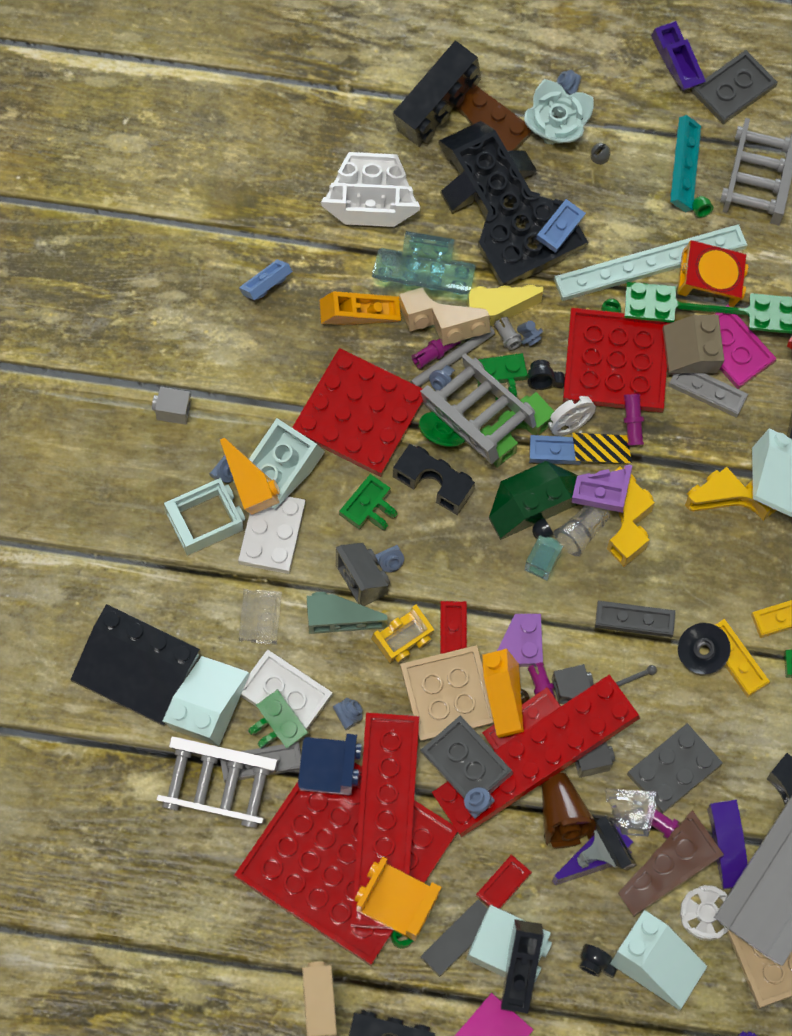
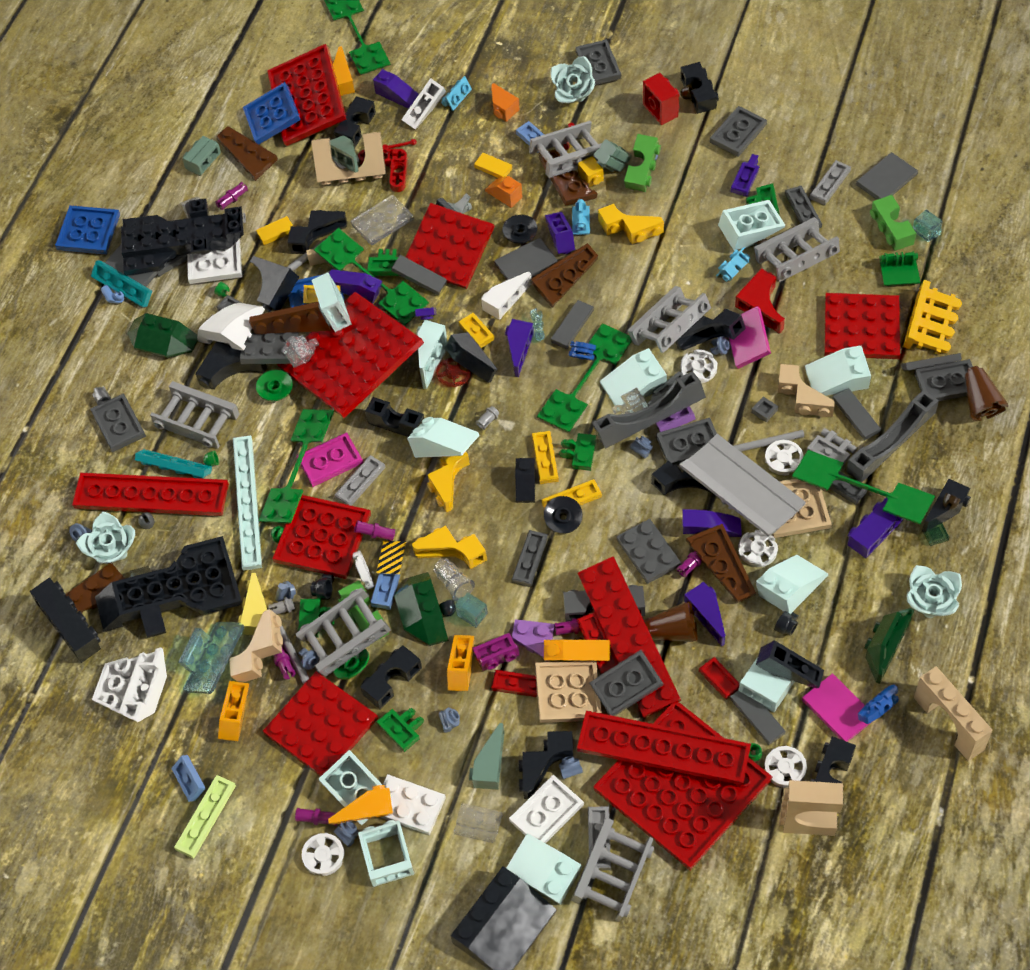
camera: 70 degrees left, 10 degrees down
(172, 405) = (282, 866): light grey brick -> none
(195, 448) = (322, 854): none -> white piece
(222, 309) = (205, 816): none -> yellowish green plate
(239, 429) = (313, 816): none -> magenta pin
(281, 719) = (570, 813): hinge -> none
(329, 765) = (614, 779): dark blue bracket -> none
(341, 671) = (536, 763): none -> black arch
(361, 573) = (460, 739): dark grey slope -> none
(391, 981) = (785, 766): none -> white piece
(397, 899) = (731, 742): light orange panel -> none
(403, 635) = (513, 713): yellow window -> none
(467, 557) = (460, 663): none -> light orange slope
(477, 801) = (661, 676): sand blue plate -> none
(490, 598) = (496, 652): none -> magenta bracket
(560, 225) = (206, 549): medium blue plate -> none
(603, 489) = (429, 555): medium lavender wing -> none
(607, 847) = (708, 595): black piece -> none
(632, 810) = (679, 578): clear wing -> none
(637, 150) = (151, 494): none -> red plate
(651, 669) = (571, 554): dark grey hinge -> none
(678, 55) = (81, 453): dark purple slope -> none
(693, 345) = (326, 478): dark tan slope -> none
(713, 271) = (268, 459): panel -> none
(748, 593) = (525, 480): none -> black slope
(768, 57) = (101, 395): none -> flat silver hose

